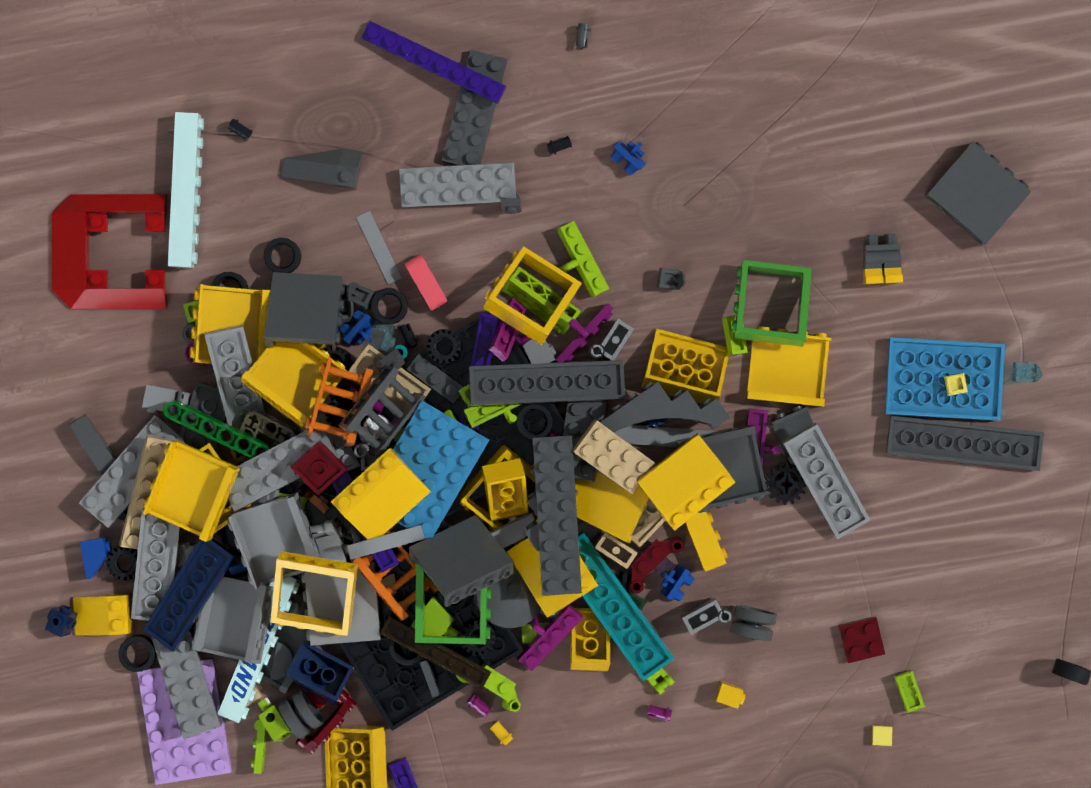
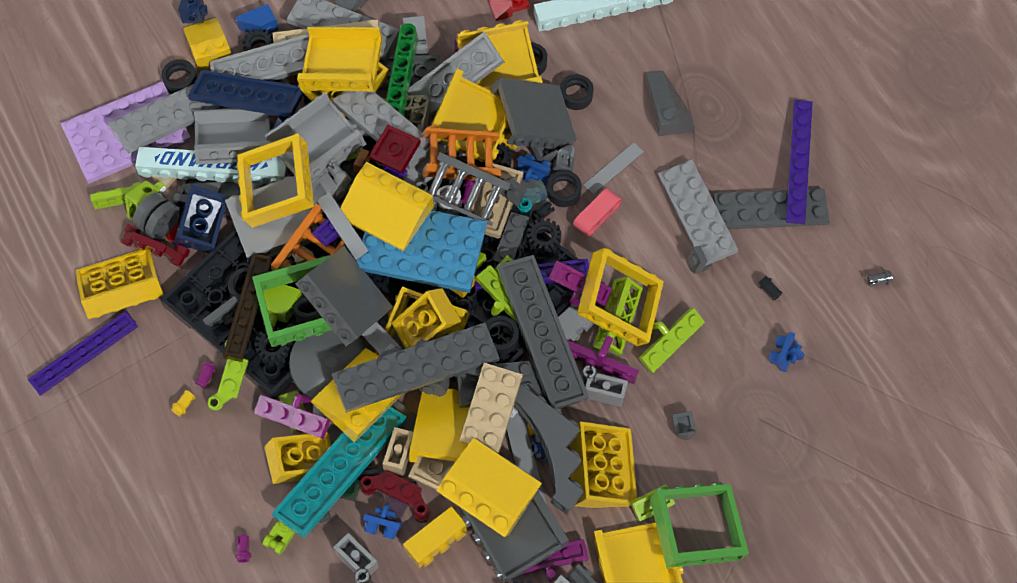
camera: 70 degrees right, 25 degrees down
(239, 129) = (674, 26): black pin -> none

